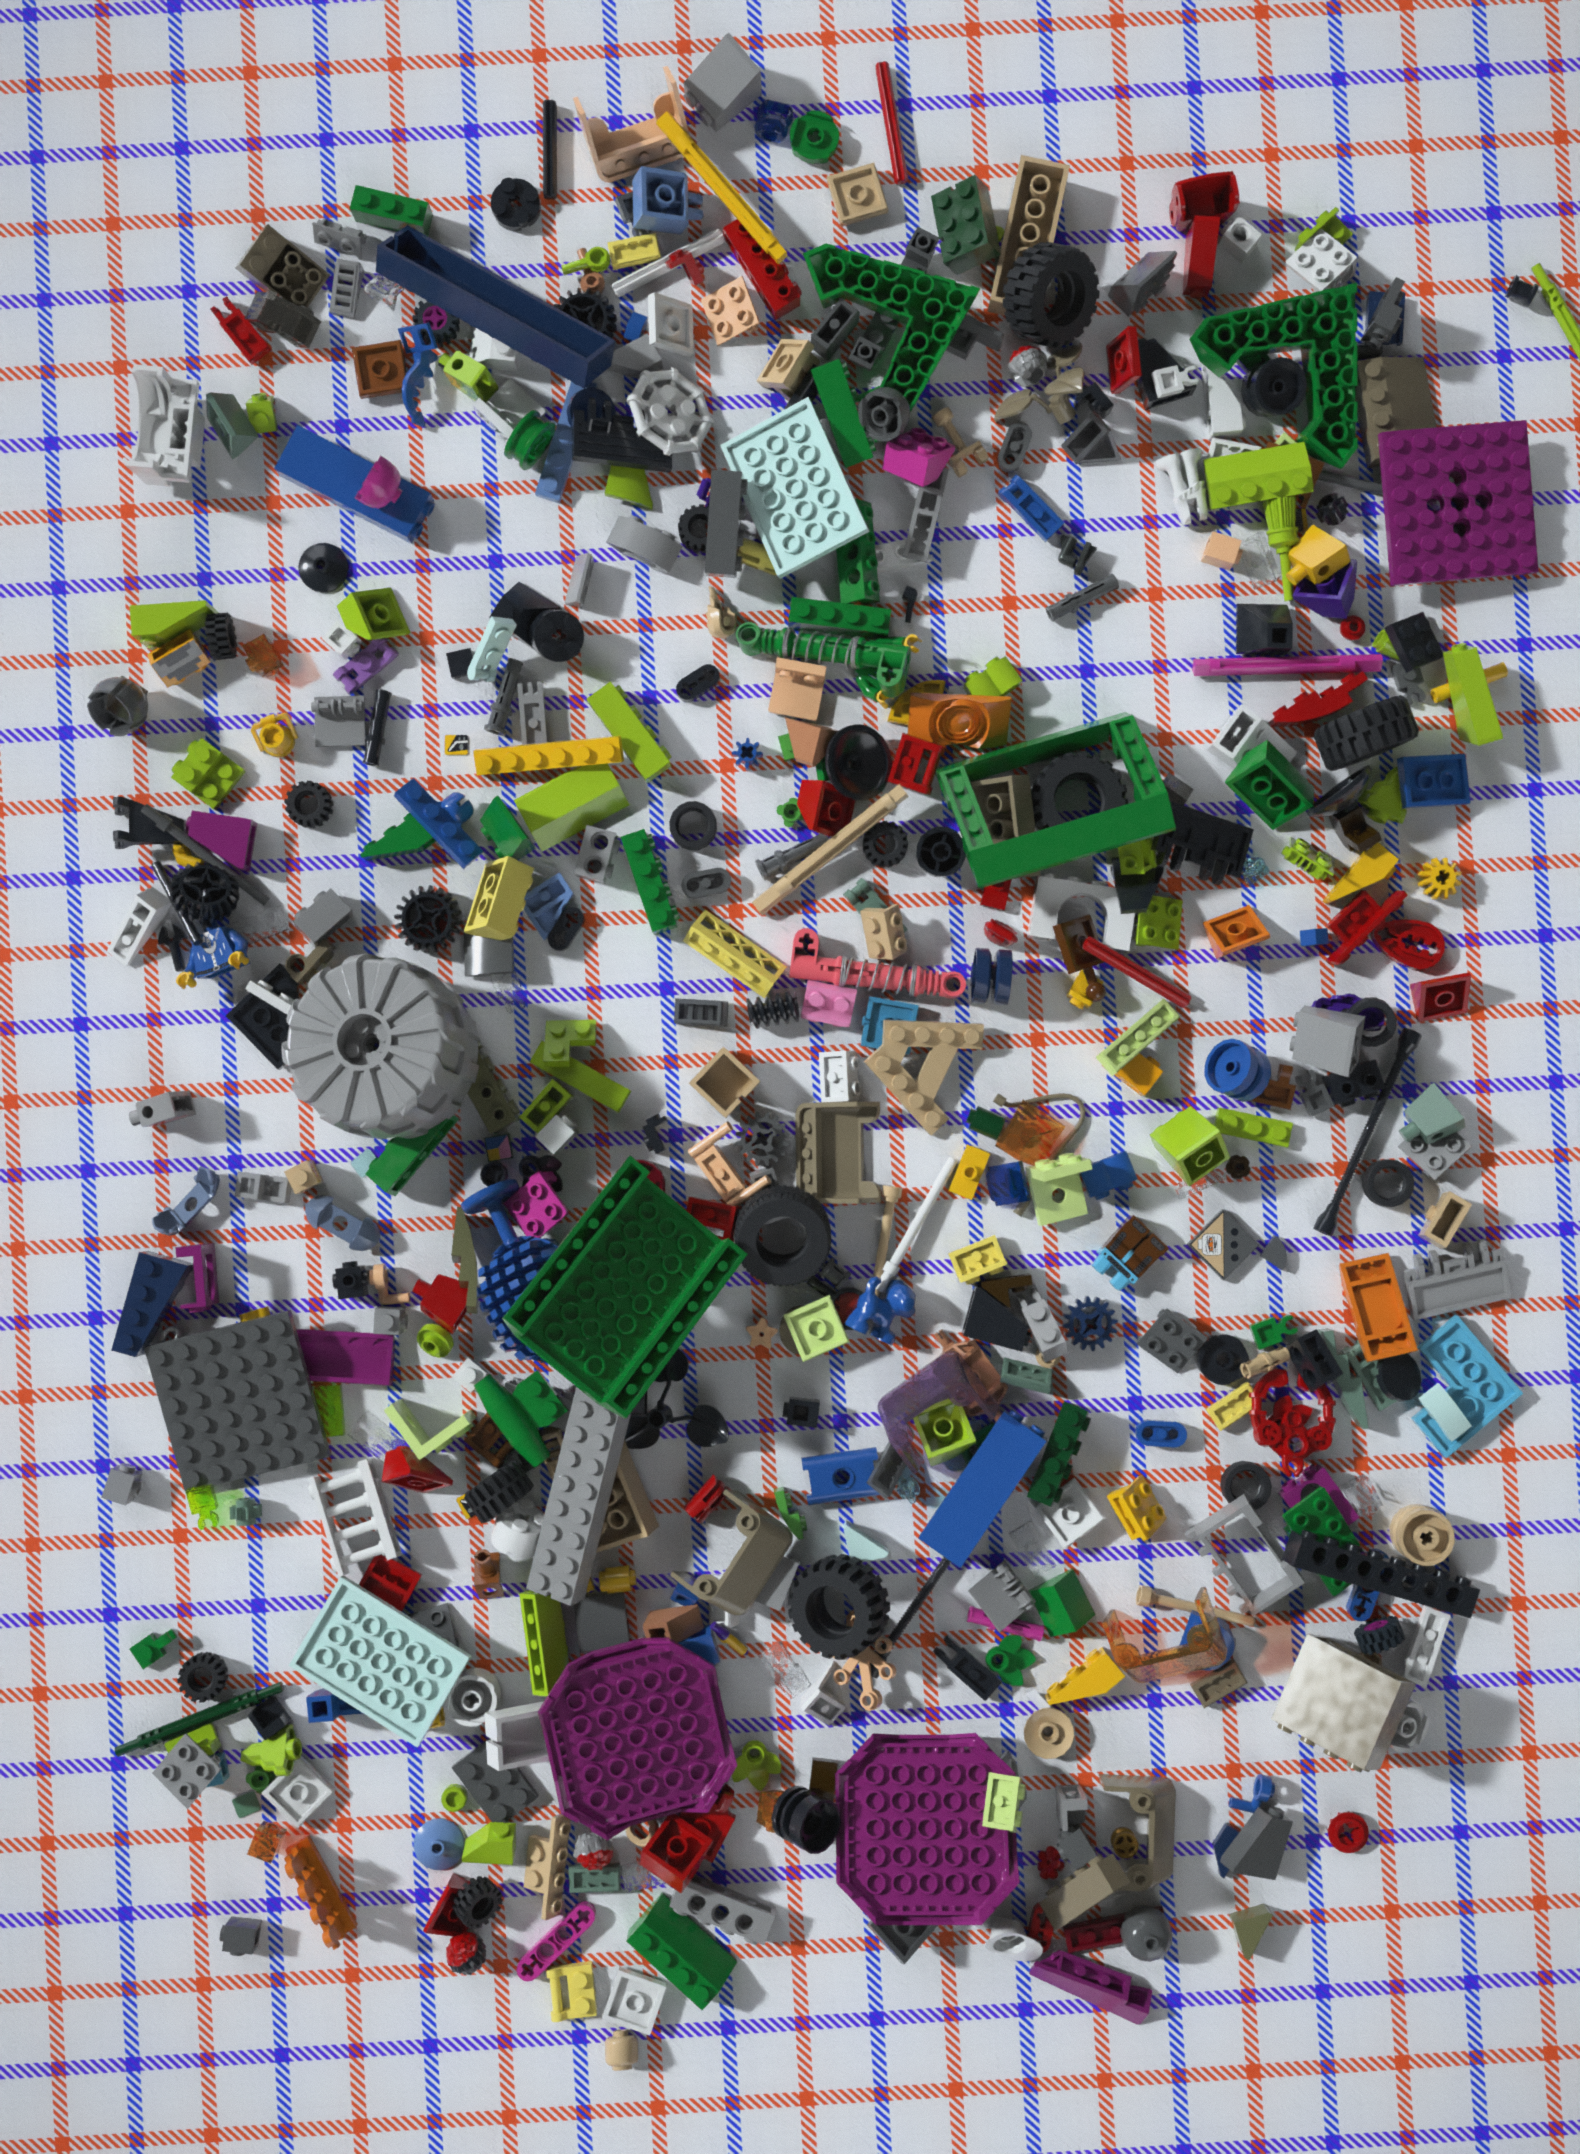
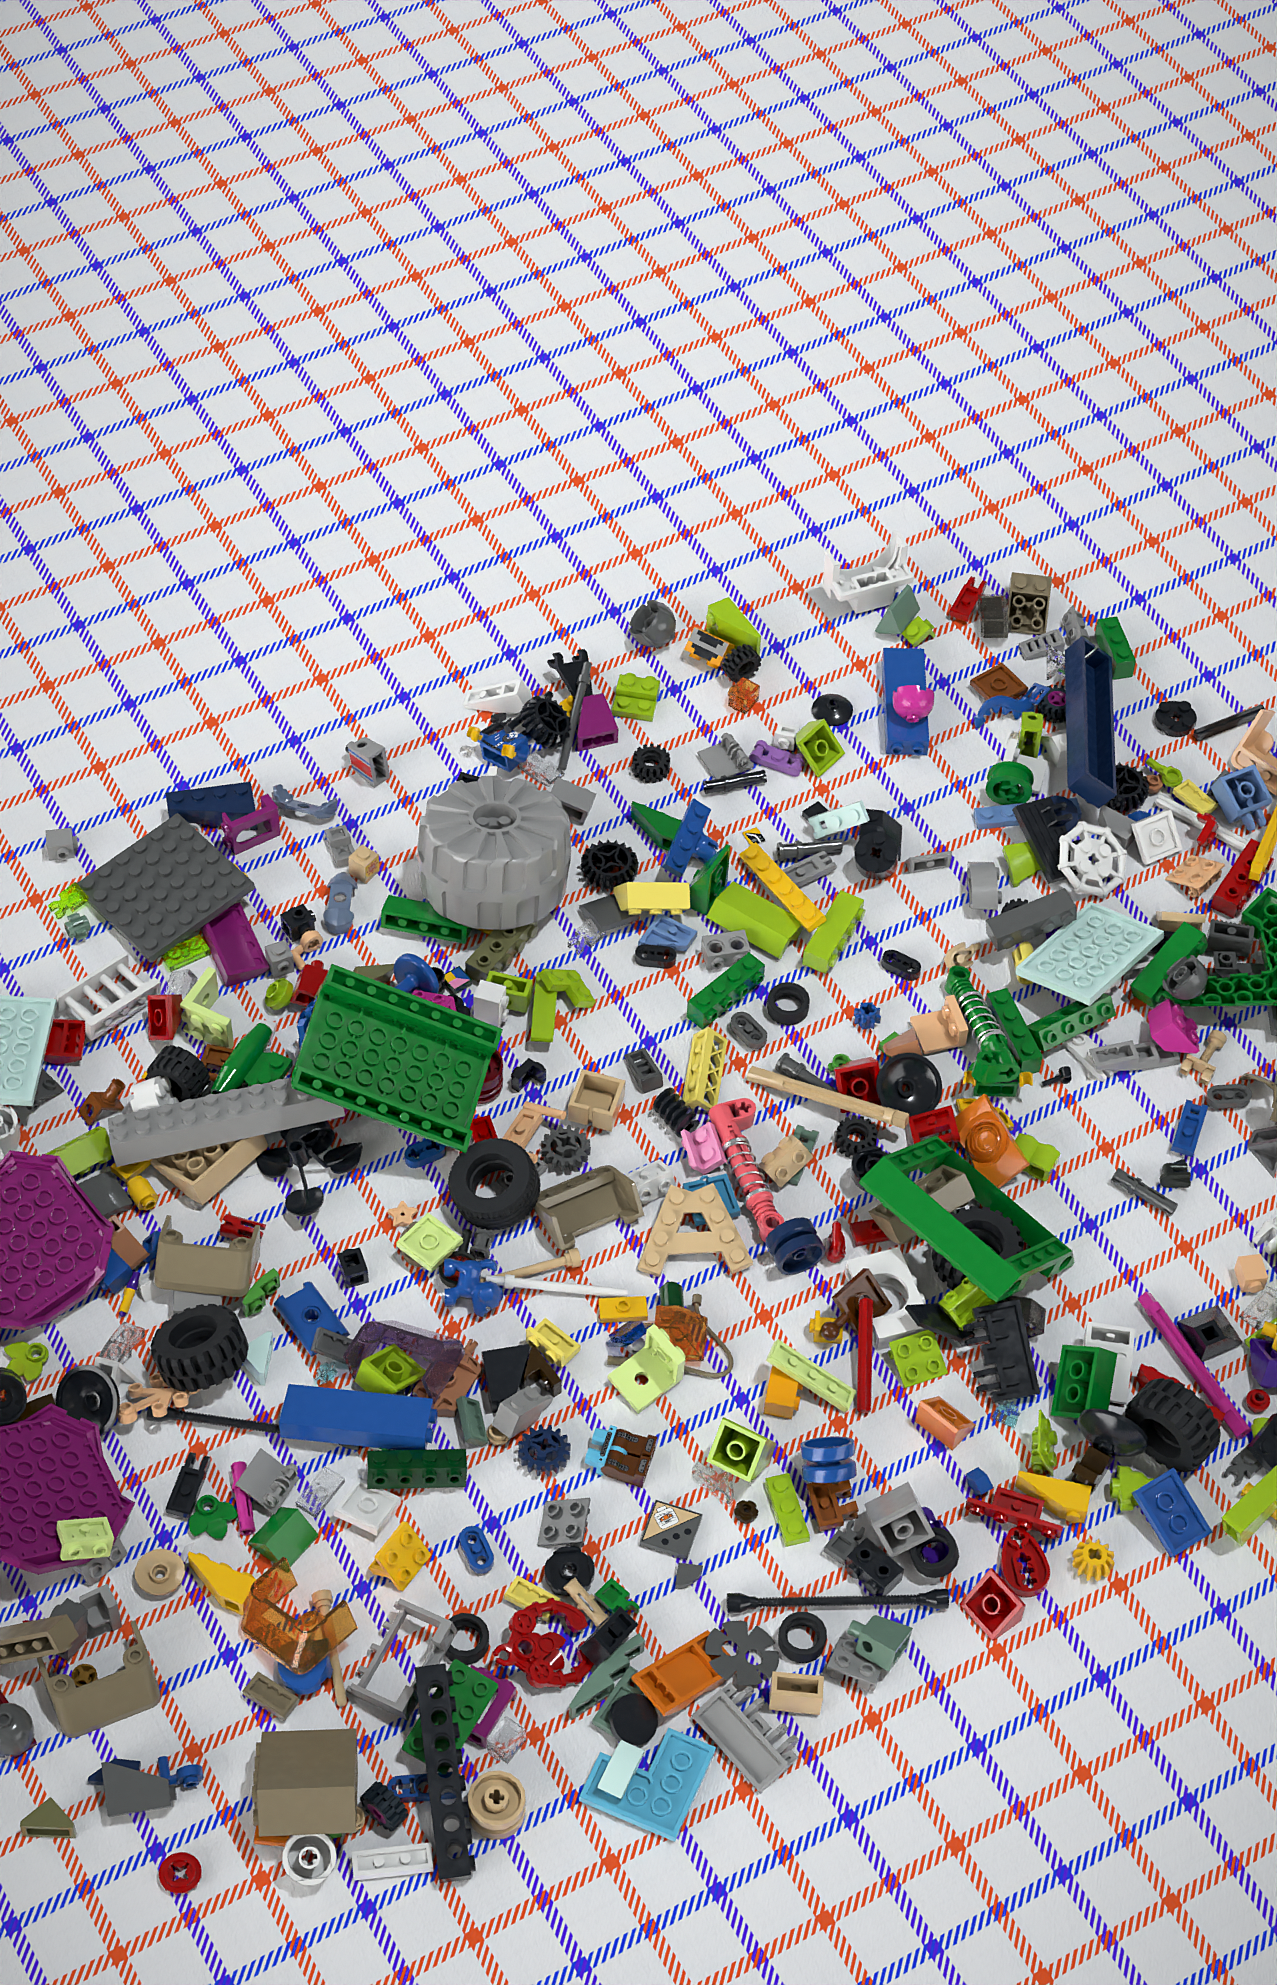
camera: 60 degrees right, 35 degrees down
(275, 738) = (687, 725): yellow piece -> none
(841, 1732) = (79, 1392): none -> black dish
(1109, 1174) = (680, 1410): blue brick -> none
(1395, 1250) = (756, 1640): none -> dark grey piece

